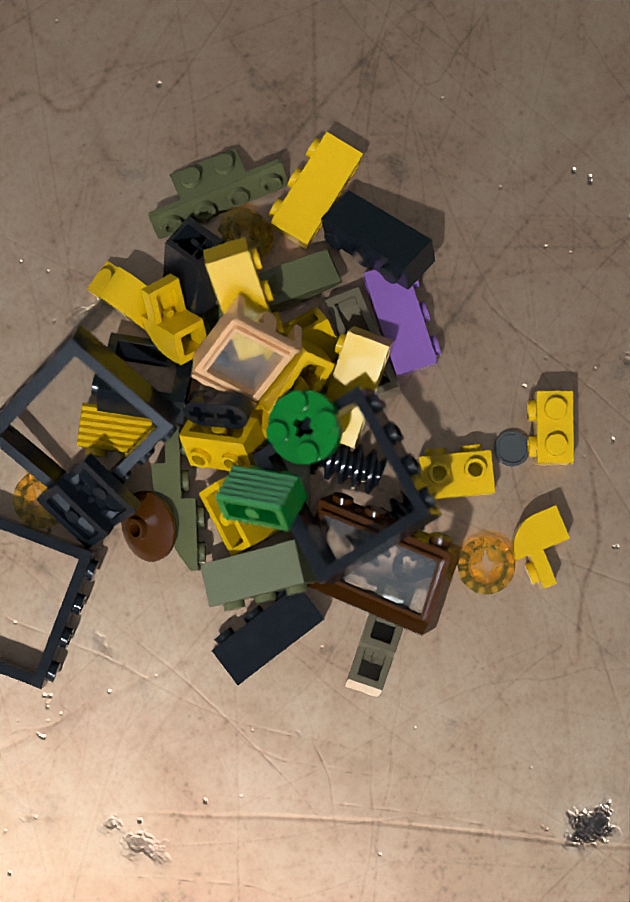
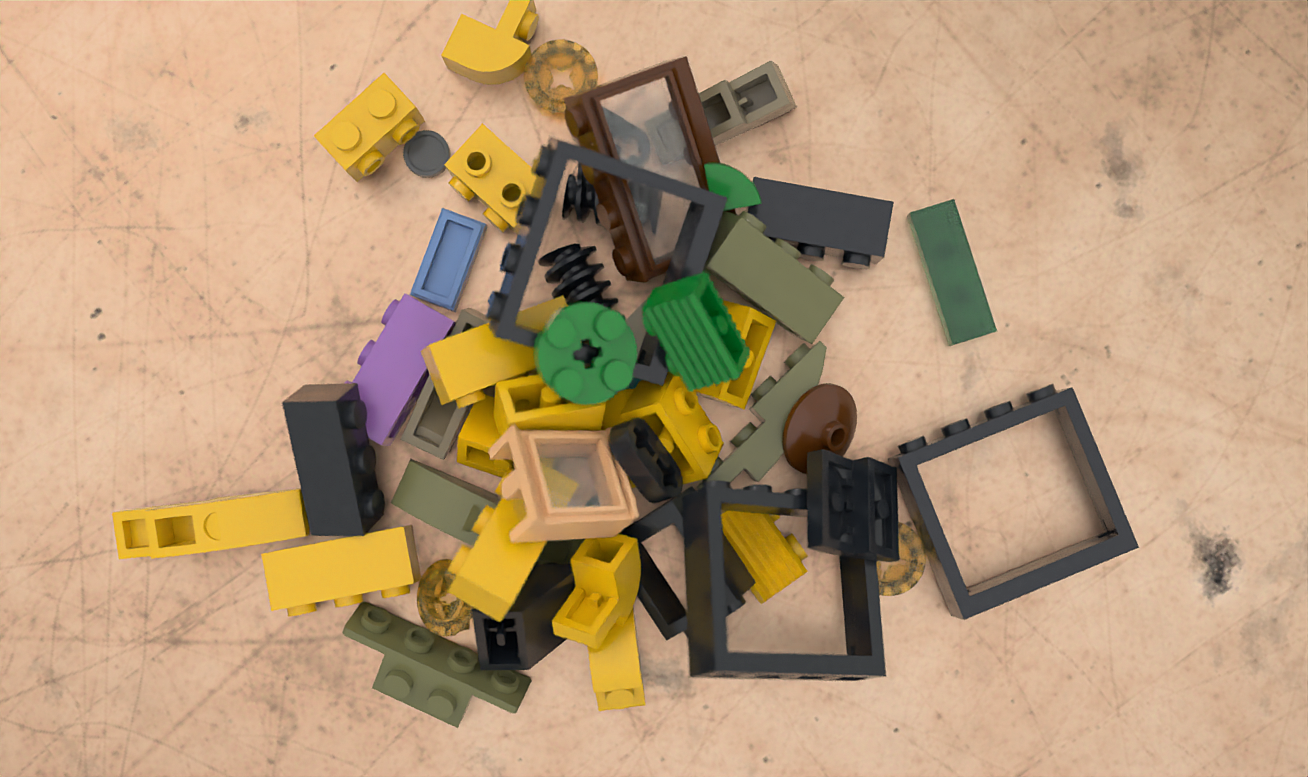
camera: 135 degrees left, 0 degrees up
(168, 686) = (951, 272): none -> clear green tile
(328, 597) = (731, 184): none -> green tile
(406, 139) = (210, 524): none -> yellow slope
(438, 405) = (448, 260): none -> medium blue tile

